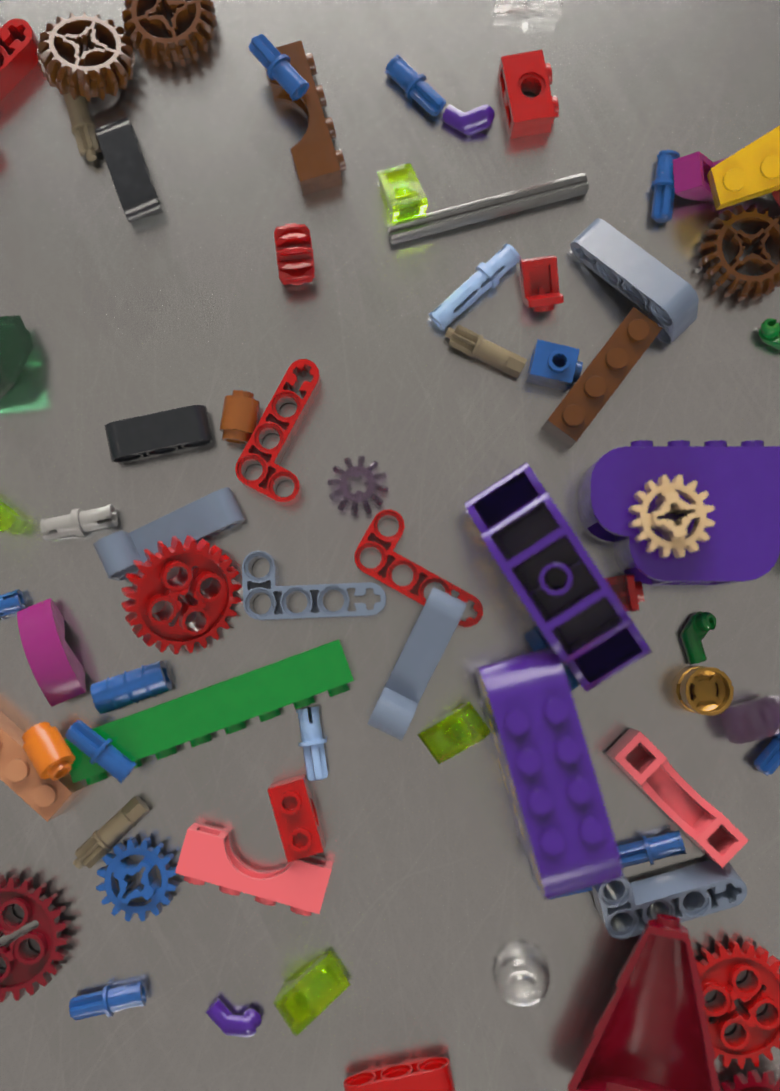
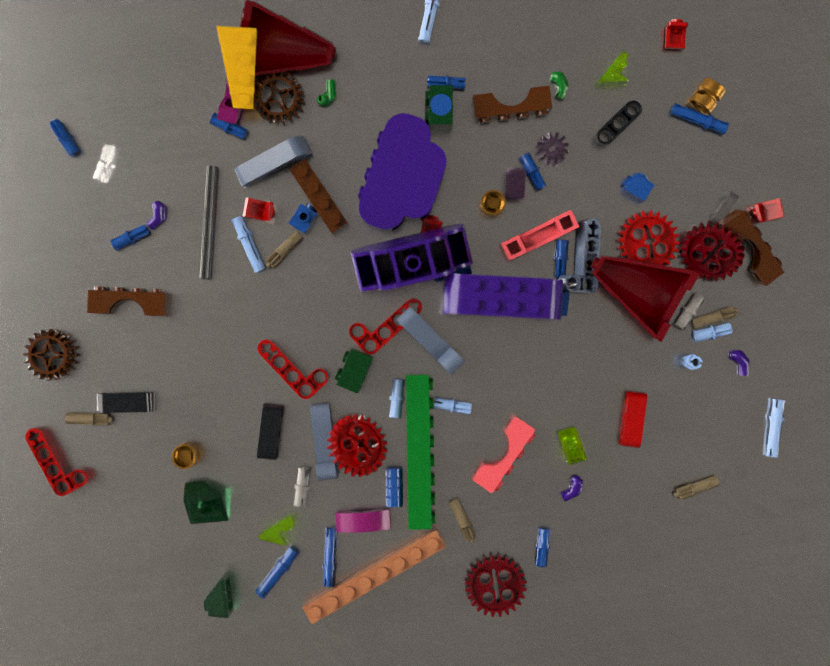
camera: 70 degrees left, 5 degrees up
(48, 751) = (411, 535): orange brick -> none
(68, 301) = (186, 455): none -> pearl gold wheel
(86, 56) = (47, 409): reddish brown gear -> none
(100, 750) = (420, 510): blue axle -> none
(125, 870) = (481, 519): blue gear -> none
(239, 417) = (275, 388): dark orange brick -> none
(278, 66) = (100, 307): blue axle -> none
(291, 637) = (397, 398): none -> light blue pin
(294, 254) = (201, 331): red gear -> none
(297, 818) = (486, 425): red brick -> none
(315, 543) = (354, 370): none -> dark green brick
(315, 594) = (379, 379): sand blue beam -> none
(356, 474) = (325, 338): clear purple gear -> none
(402, 192) = (185, 264): clear neon green slope -> none
(454, 732) = (471, 333): clear neon green slope -> none
(522, 974) = (600, 341): clear hair -> none
(527, 114) = (165, 186): red brick -> none
(669, 501) = (392, 192): tan gear -> none
(694, 633) = (463, 195): green arm -> none

